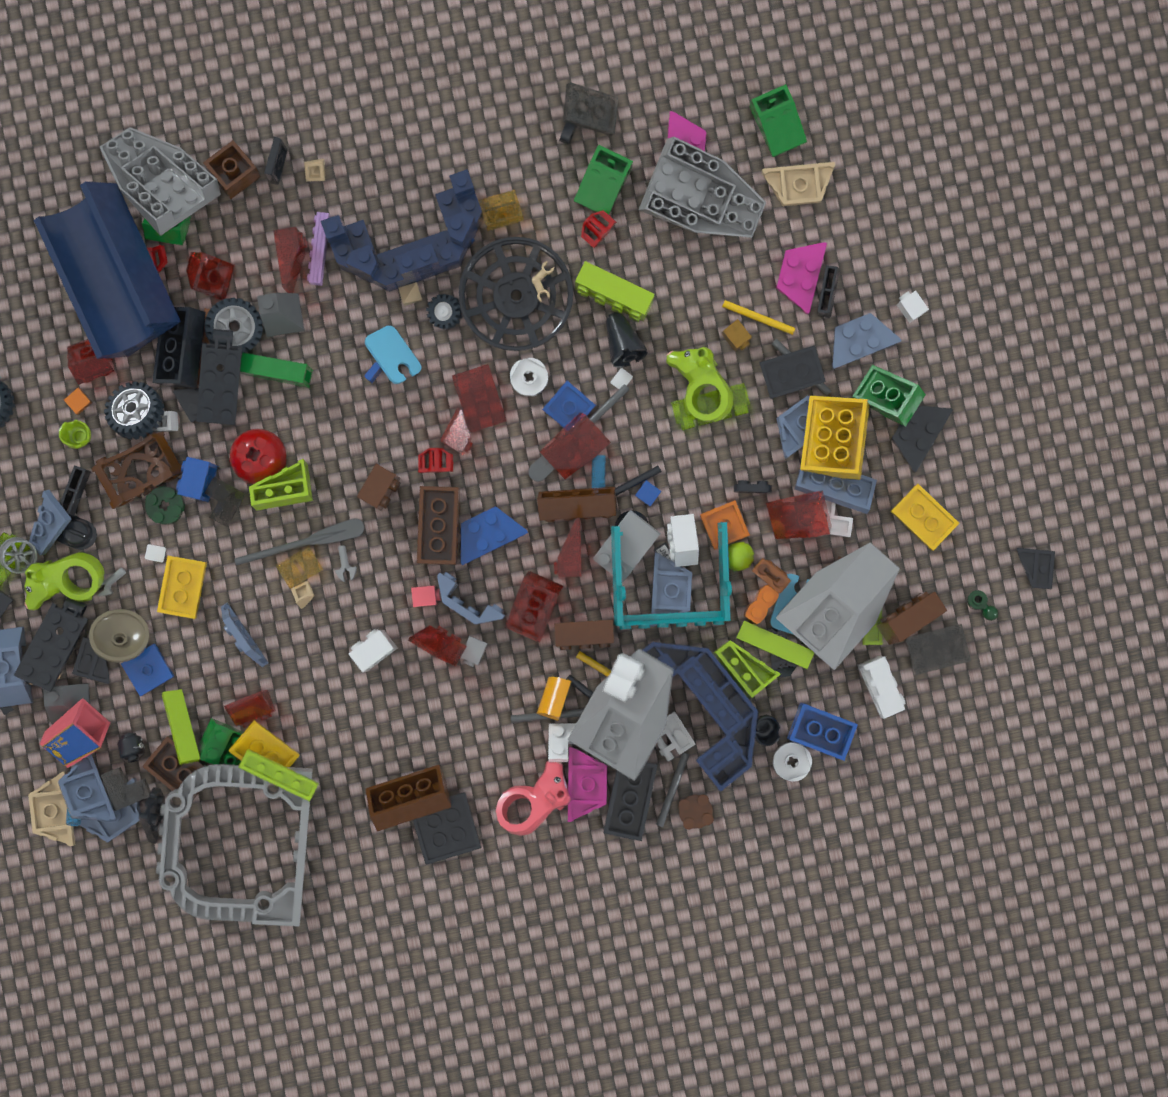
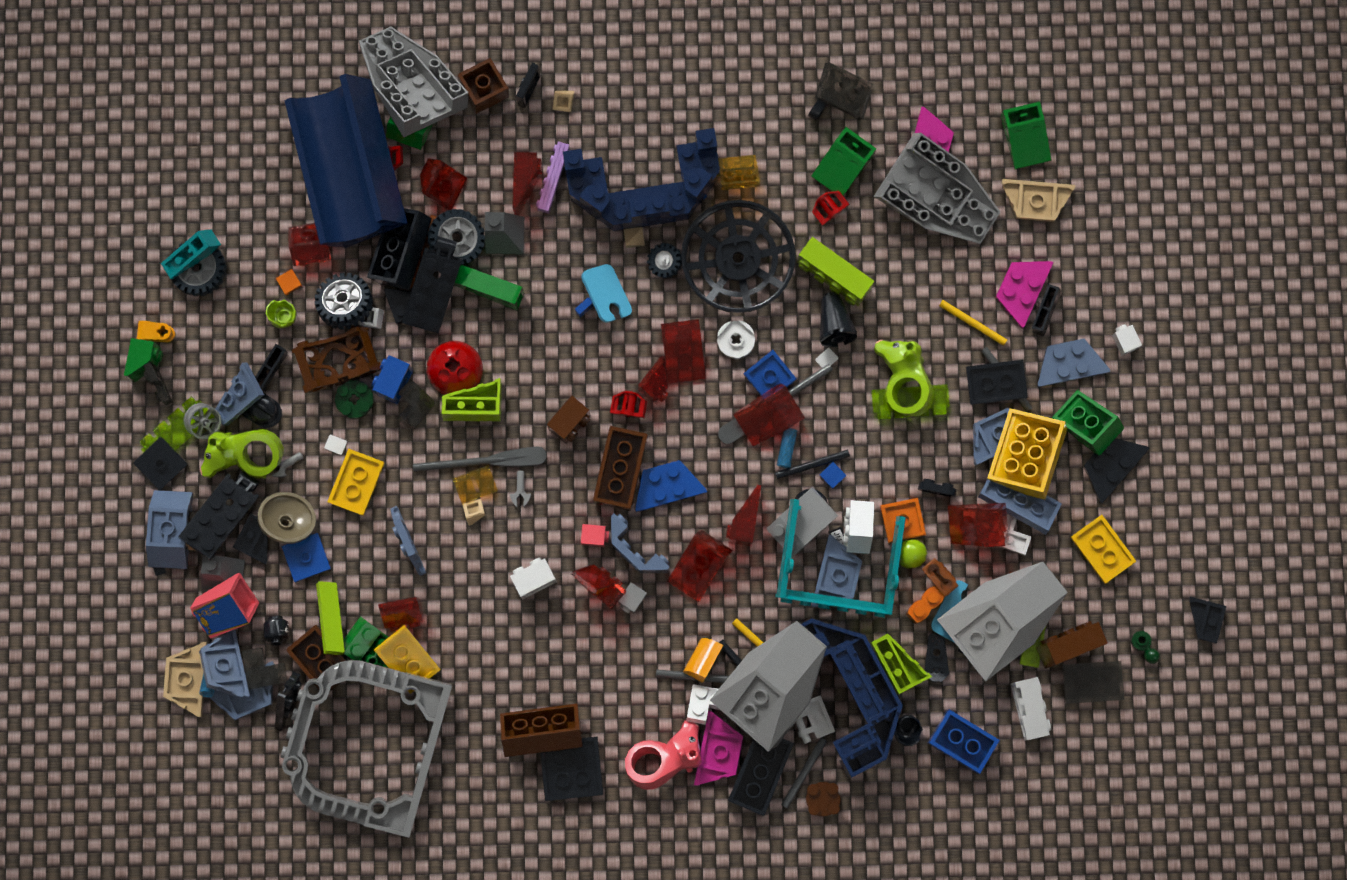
camera: 10 degrees right, 5 degrees down
(278, 775) = (419, 682): lime tile -> none
(537, 281) = (761, 248): tan arm -> none
(577, 504) = (761, 471): reddish brown brick -> none
(584, 634) = (744, 601): reddish brown brick -> none
(624, 677) = (777, 645): white brick -> none
(737, 336) = (948, 337): pearl gold brick -> none
(775, 645) = (932, 647): lime tile -> none
(801, 767) = (934, 758): white plate -> none

